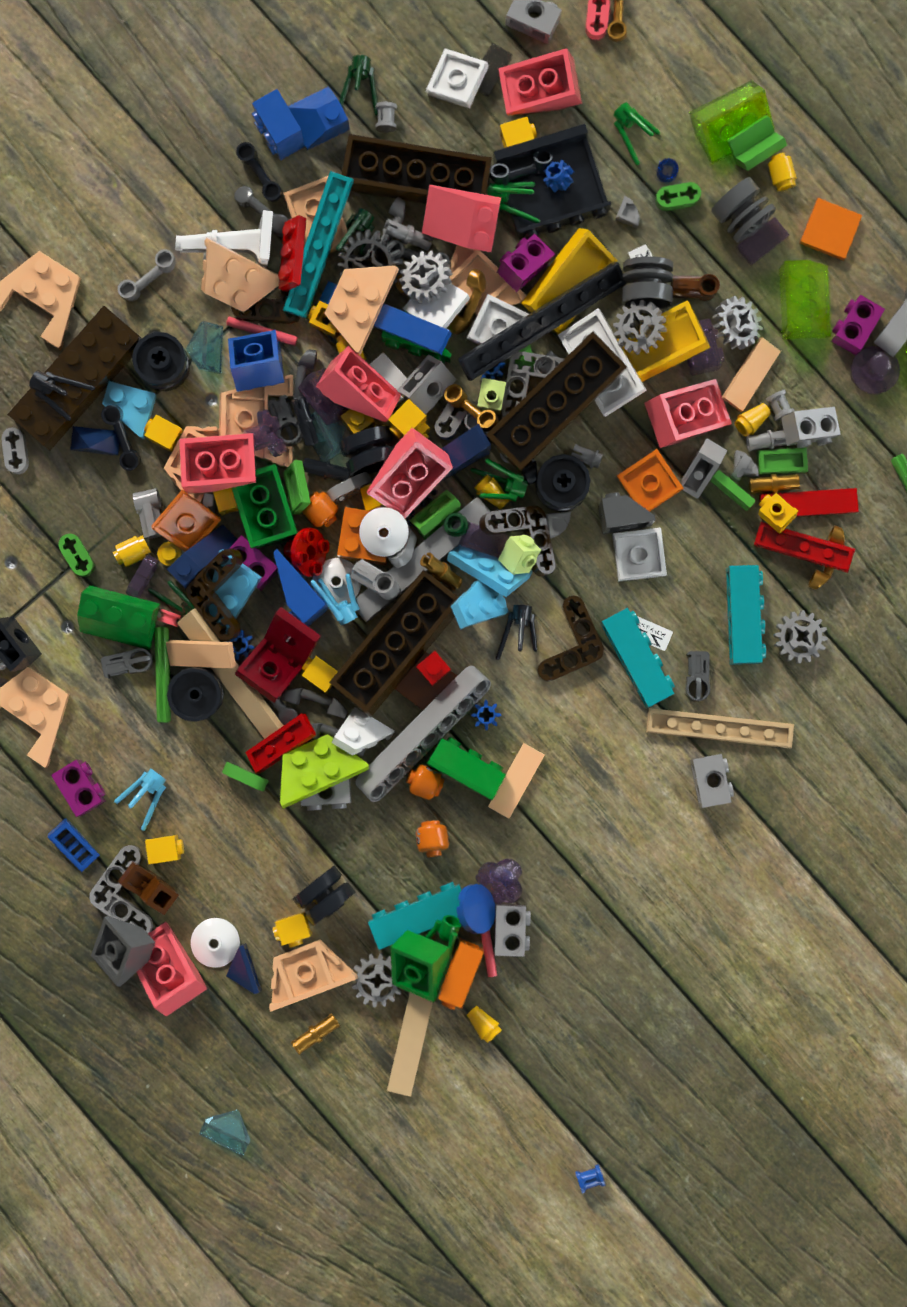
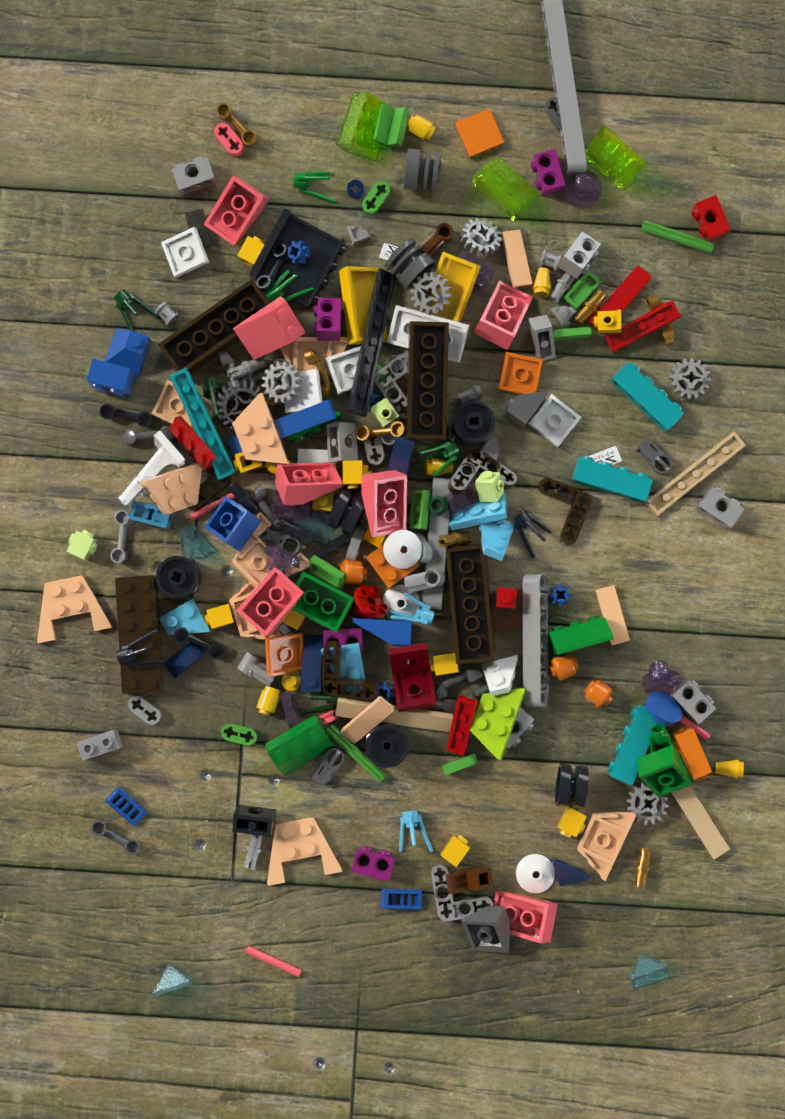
camera: 40 degrees left, 0 degrees up
(105, 249) = (82, 544): none -> yellowish green brick
(190, 280) = (150, 515): none -> dark azure brick
(289, 347) = (243, 497): none -> black axle
(763, 241) = (449, 177): tile -> none

